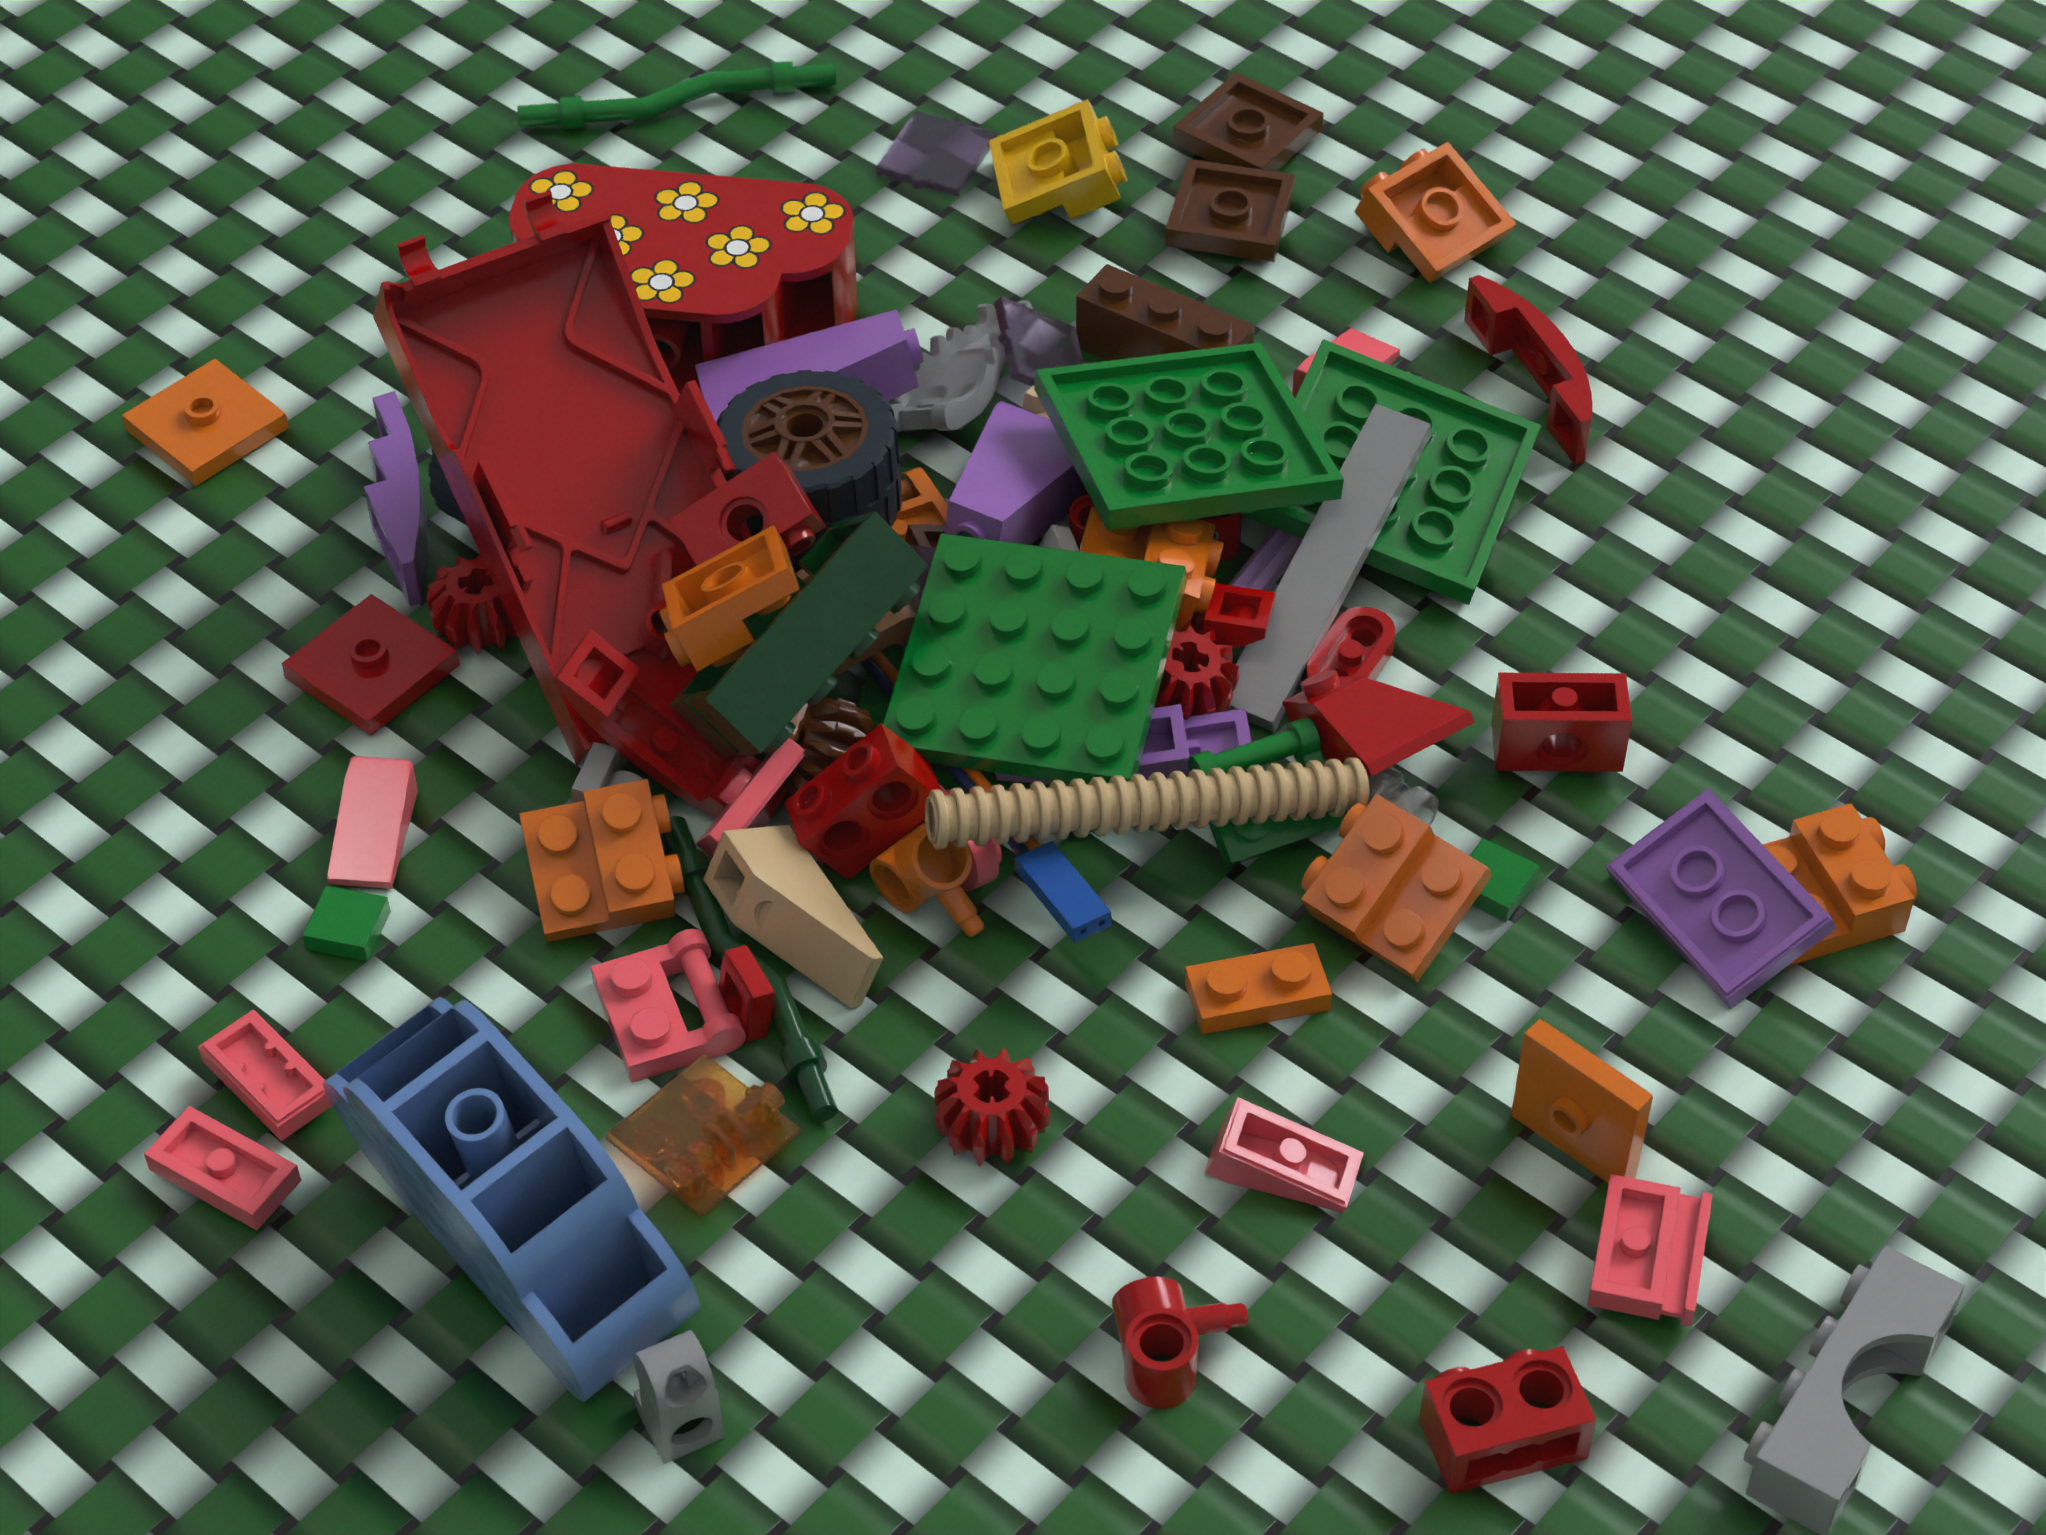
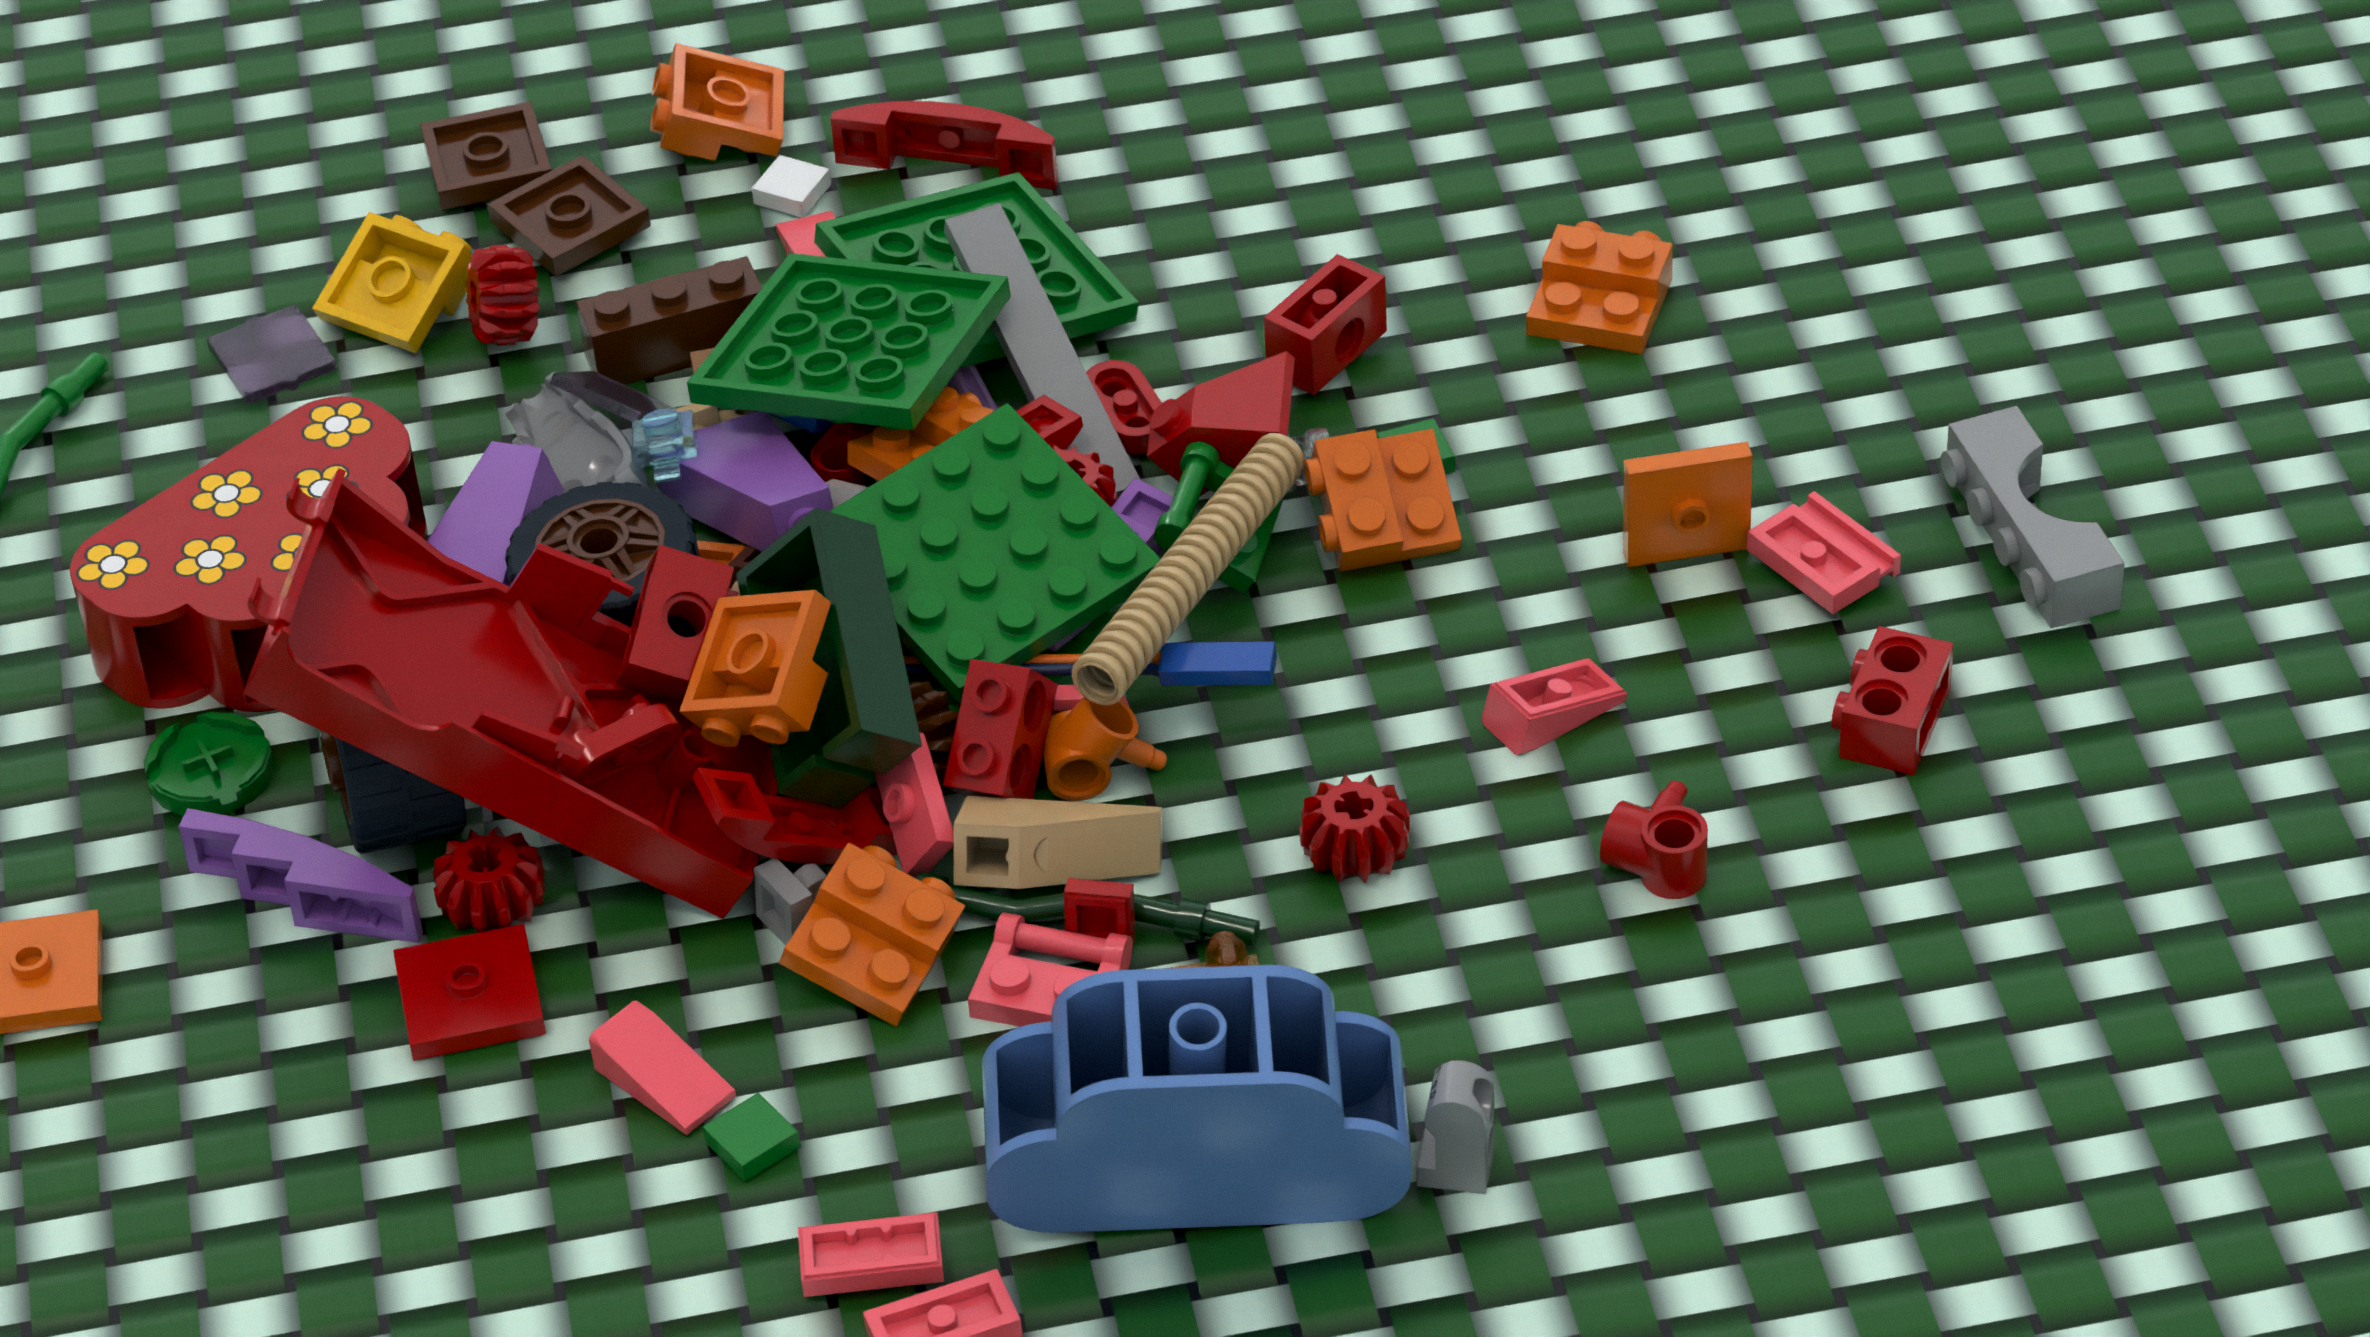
camera: 50 degrees left, 5 degrees down
(577, 569) = (622, 746): none -> red plate
(993, 402) = (664, 440): none -> clear light blue plate
(1088, 224) = (502, 295): none -> red gear
(1258, 988) = (1383, 632): orange plate -> none
(1401, 310) = (791, 186): none -> white tile
(1720, 898) = (1562, 342): medium lavender tile -> none

